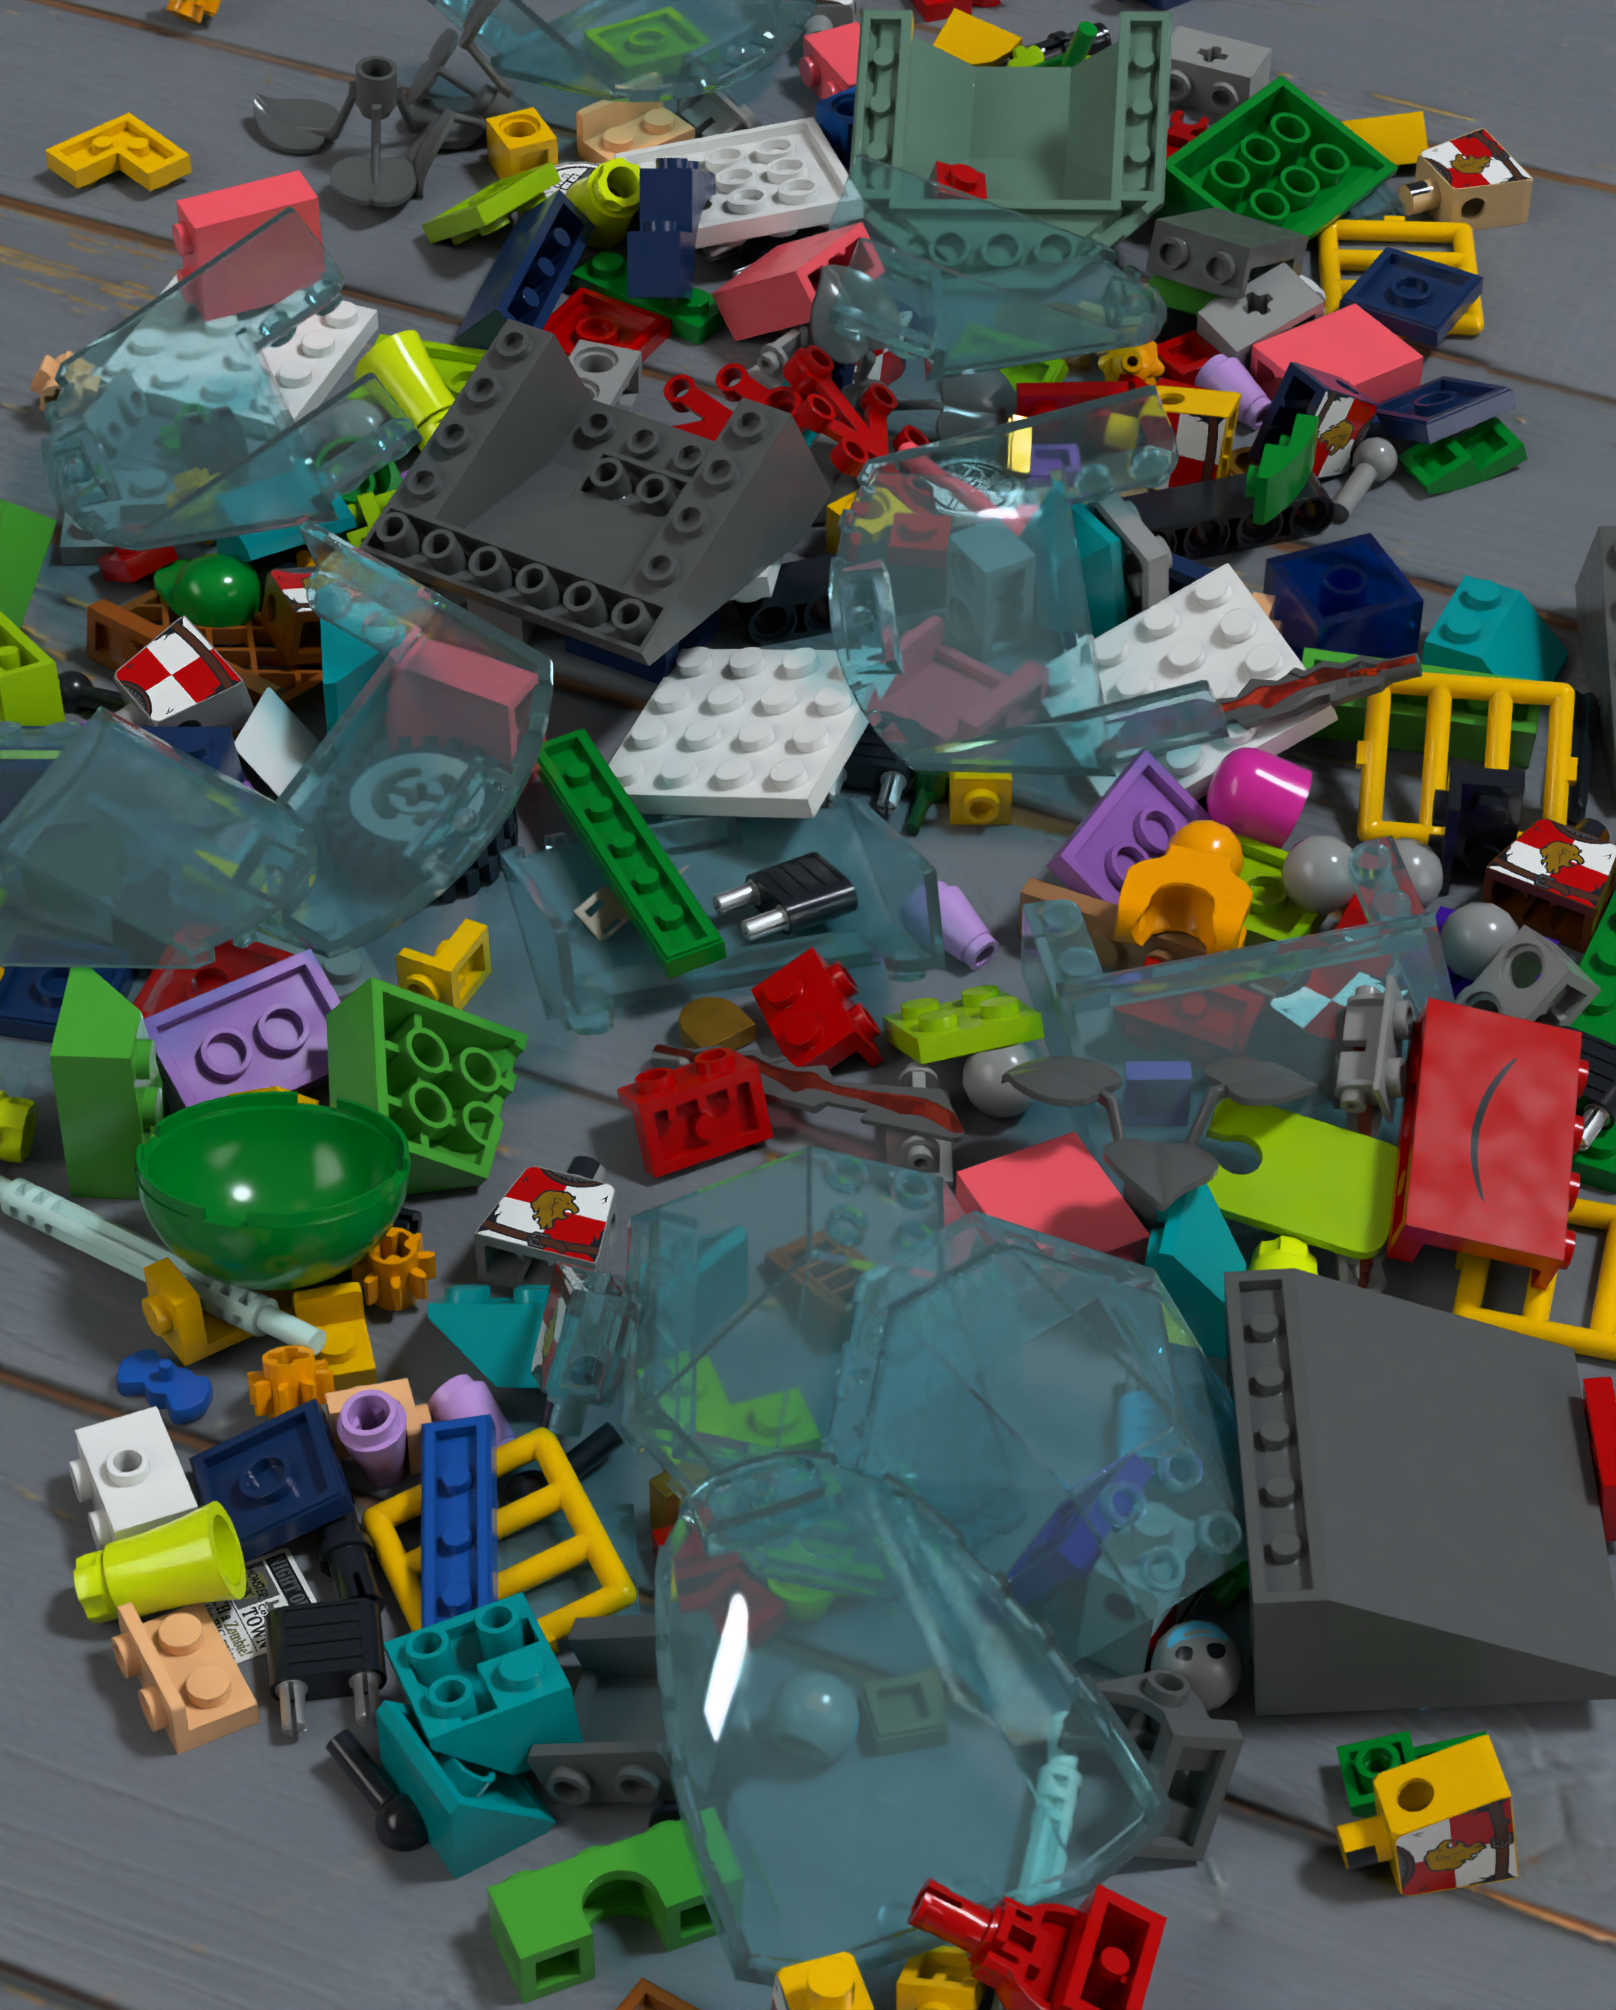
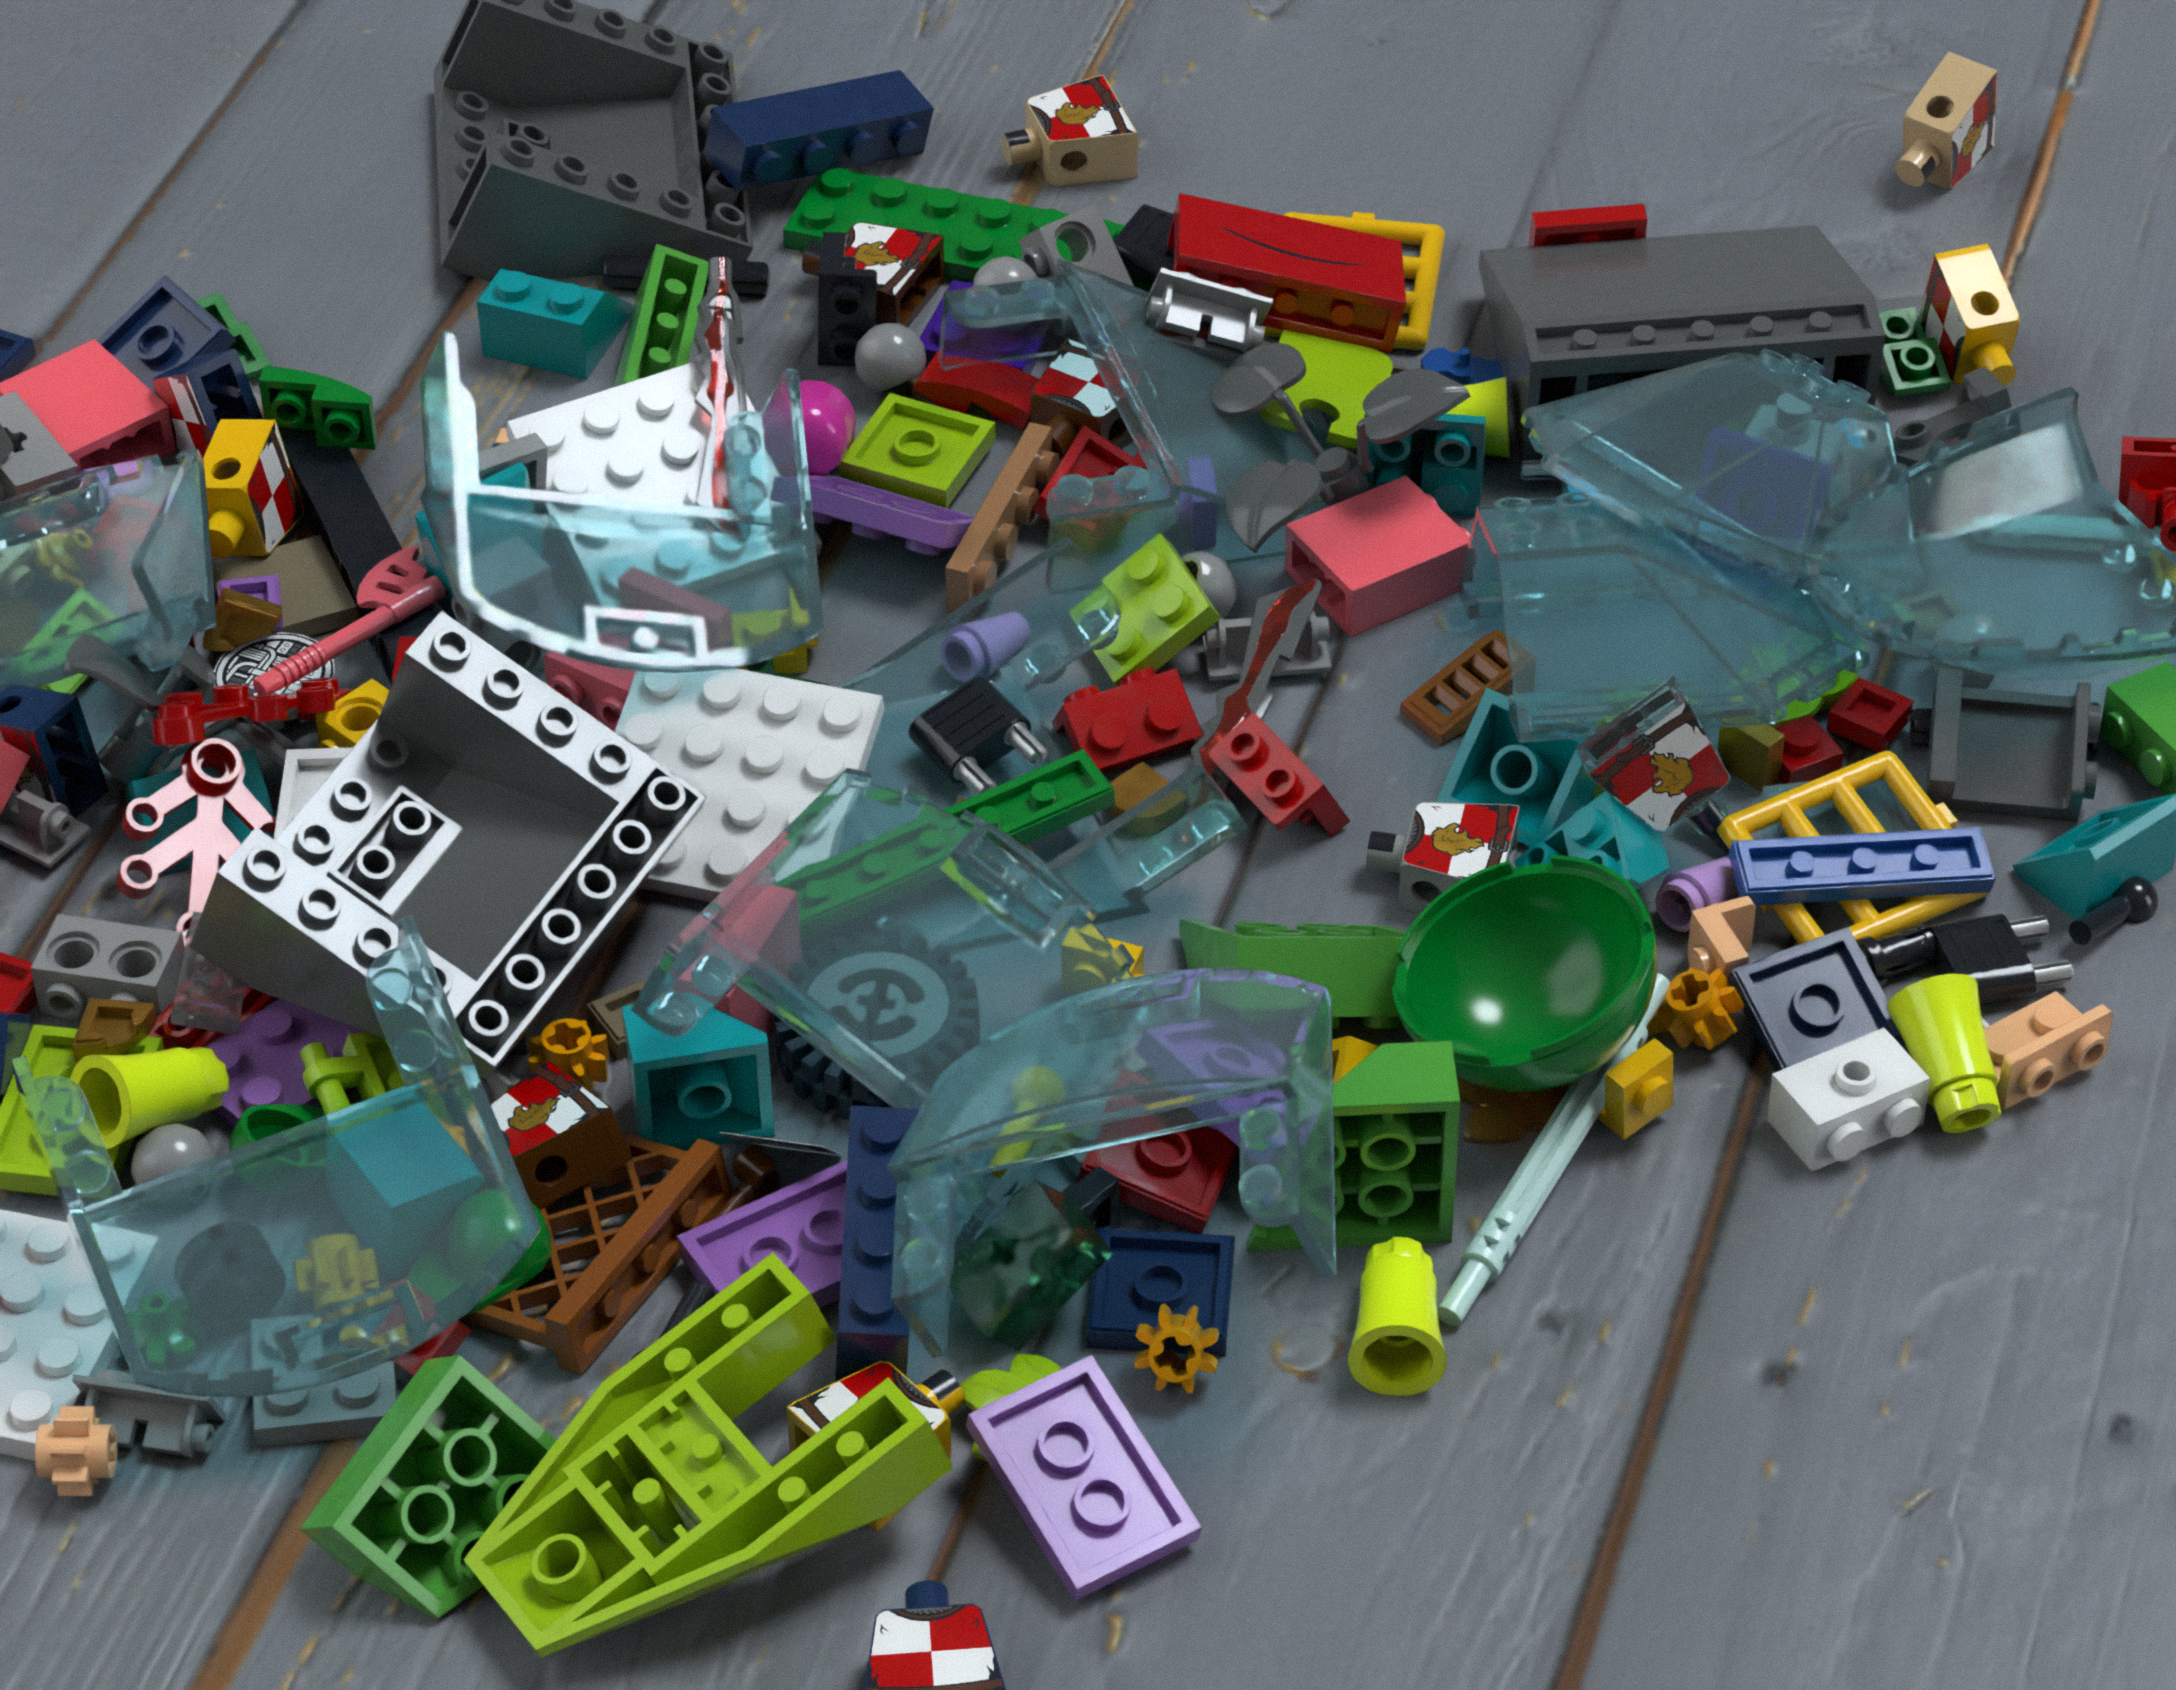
camera: 95 degrees left, 0 degrees up
(165, 1386) = (1695, 1120): blue piece -> none
(182, 683) = (739, 1200): torso -> none
(375, 1435) = (1762, 921): lavender cone -> none
(486, 1685) = (2030, 806): teal slope -> none
(1188, 890) = (983, 447): light orange piece -> none
(1318, 874) = (922, 387): light grey piece -> none
(1345, 599) = (511, 376): clear blue brick -> none
(1440, 690) = (750, 256): yellow bar -> none

